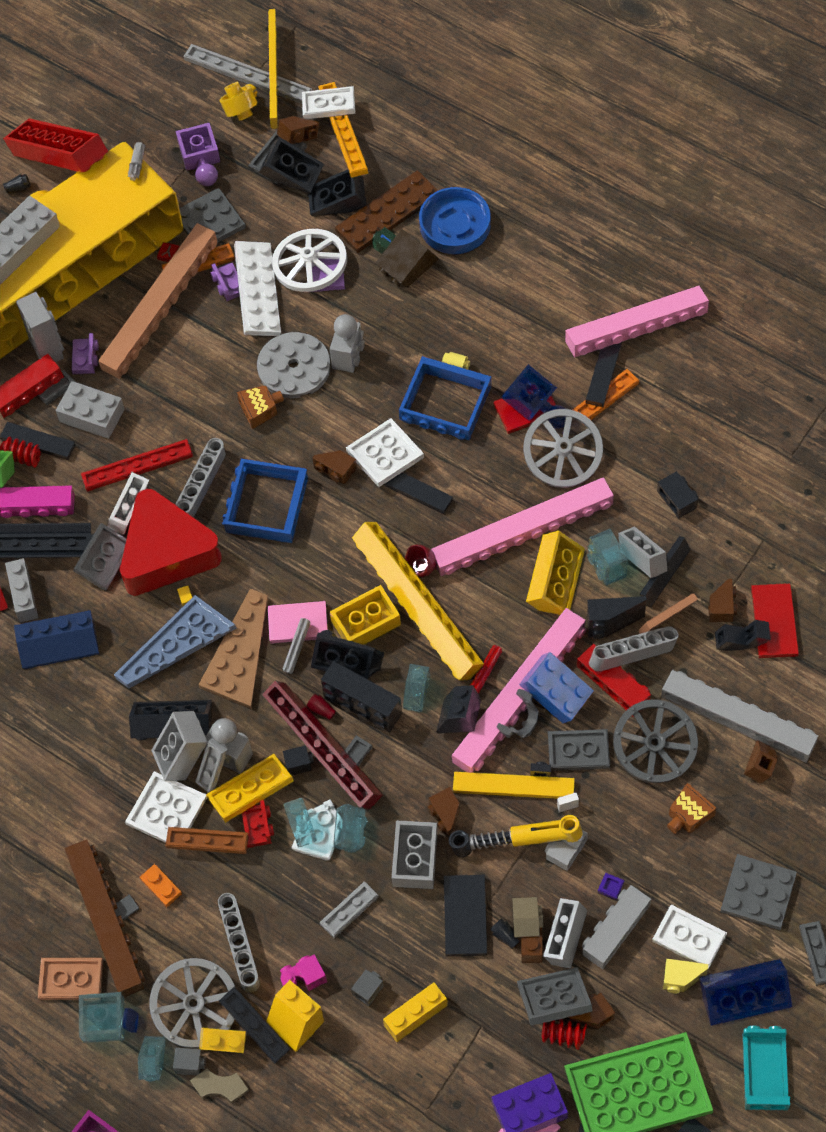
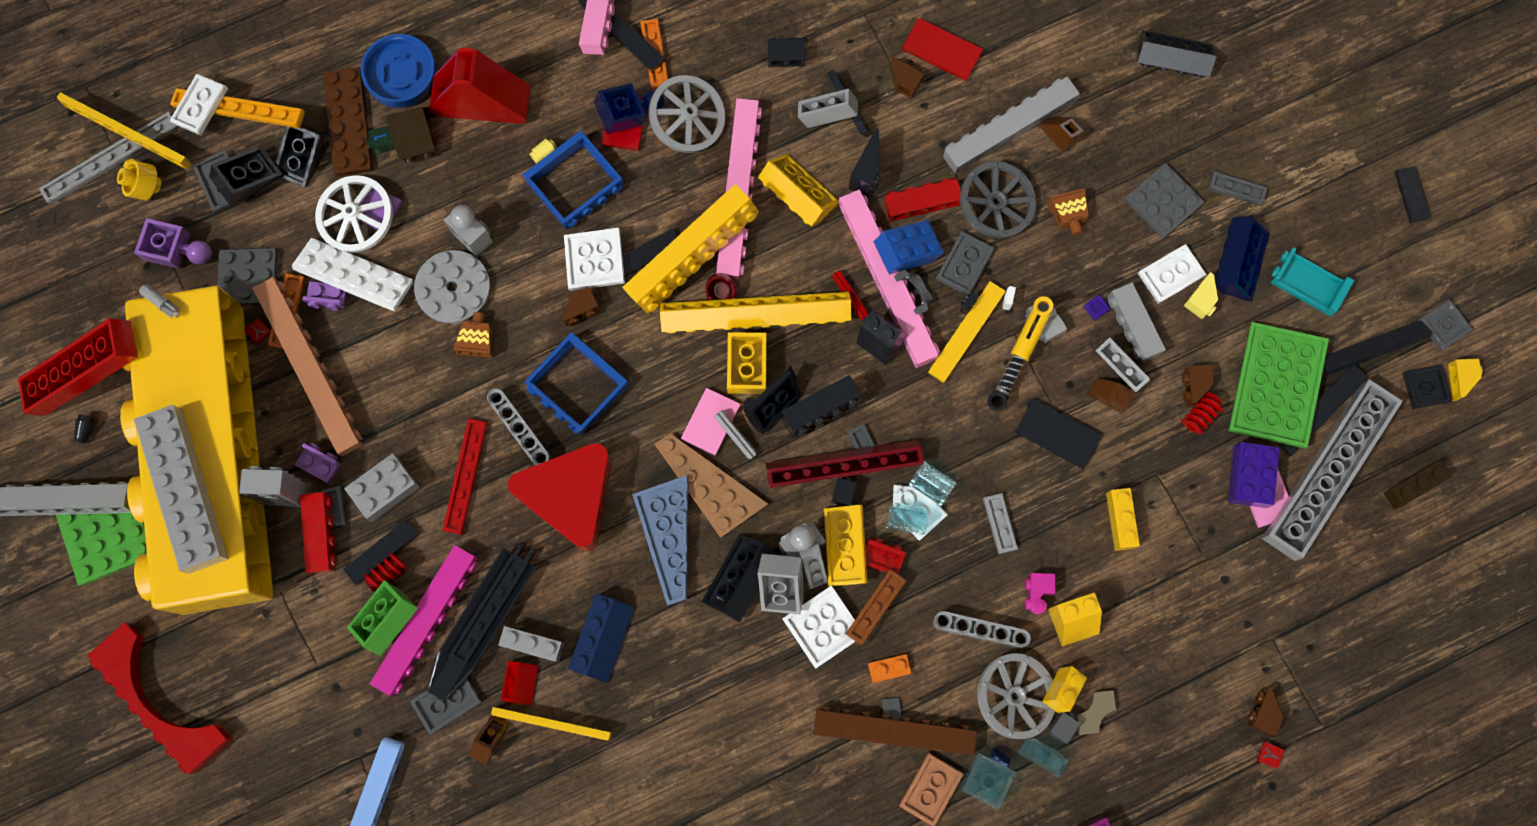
camera: 65 degrees left, 15 degrees up
(101, 557) = (543, 554): dark grey tile -> none
(123, 510) = (504, 504): white brick -> none
(184, 594) = (624, 503): yellow piece -> none
(254, 1025) = (1062, 656): black tile -> none
(297, 129) = (207, 147): reddish brown slope -> none
(320, 706) = (803, 446): dark red cone -> none
(367, 987) = (1079, 545): dark grey brick -> none
(414, 854) = (987, 443): light grey brick -> none
(416, 687) = (834, 358): clear light blue slope -> none
(436, 514) = (691, 249): none -> yellow brick
(446, 809) = (960, 396): reddish brown slope -> none
(473, 284) = (478, 89): none -> red brick
(505, 933) = (1089, 412): black cone -> none
(527, 917) = (1094, 386): dark tan brick -> none
(554, 996) = (1173, 403): dark grey plate -> none
(607, 557) = (813, 138): clear light blue brick -> none
(633, 648) = (909, 167): light grey beam -> none
(668, 614) = (894, 124): nougat tile -> none
(740, 638) = (944, 80): black brick -> none

